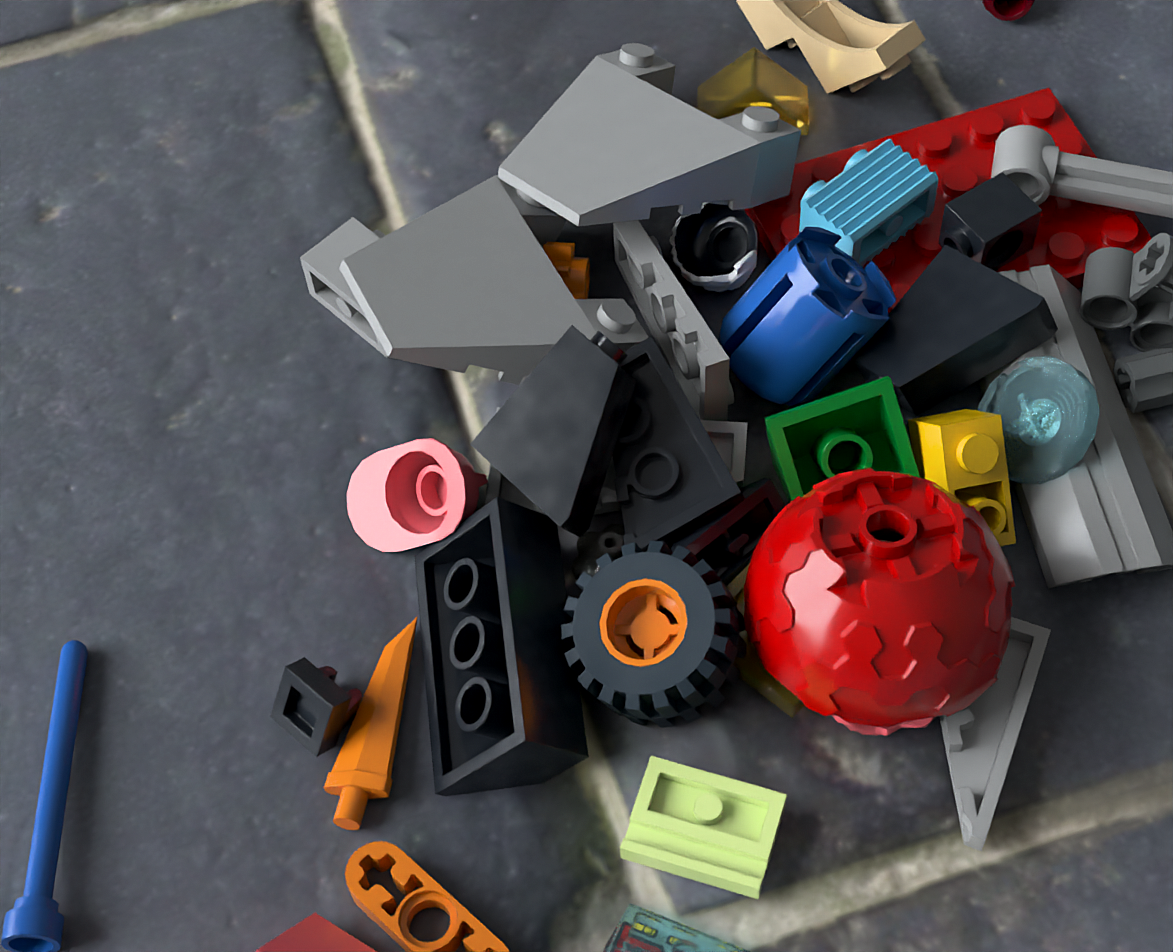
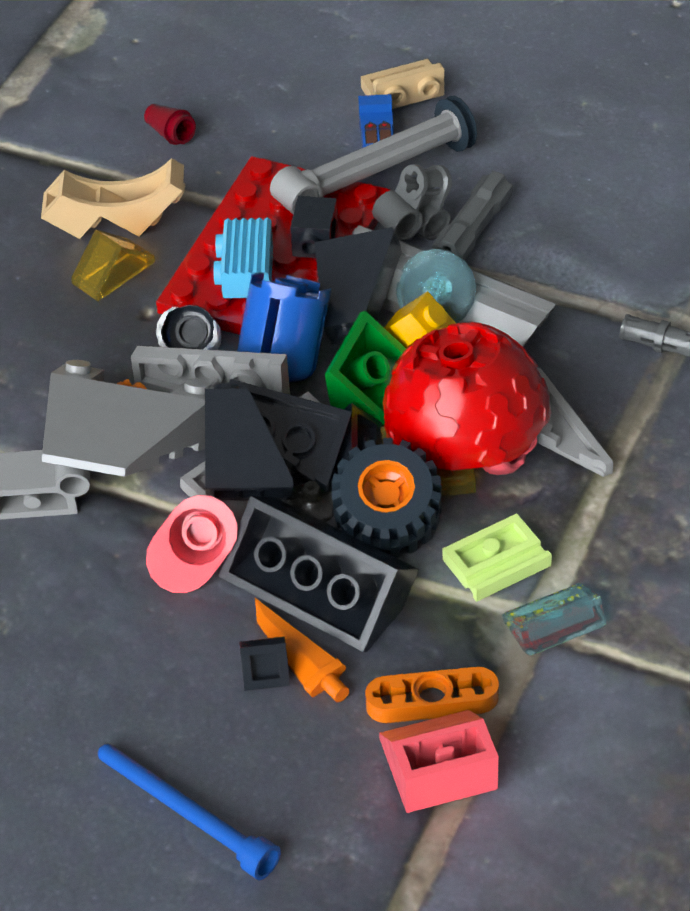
camera: 50 degrees left, 10 degrees down
(630, 146) = (111, 310): light grey wedge -> none

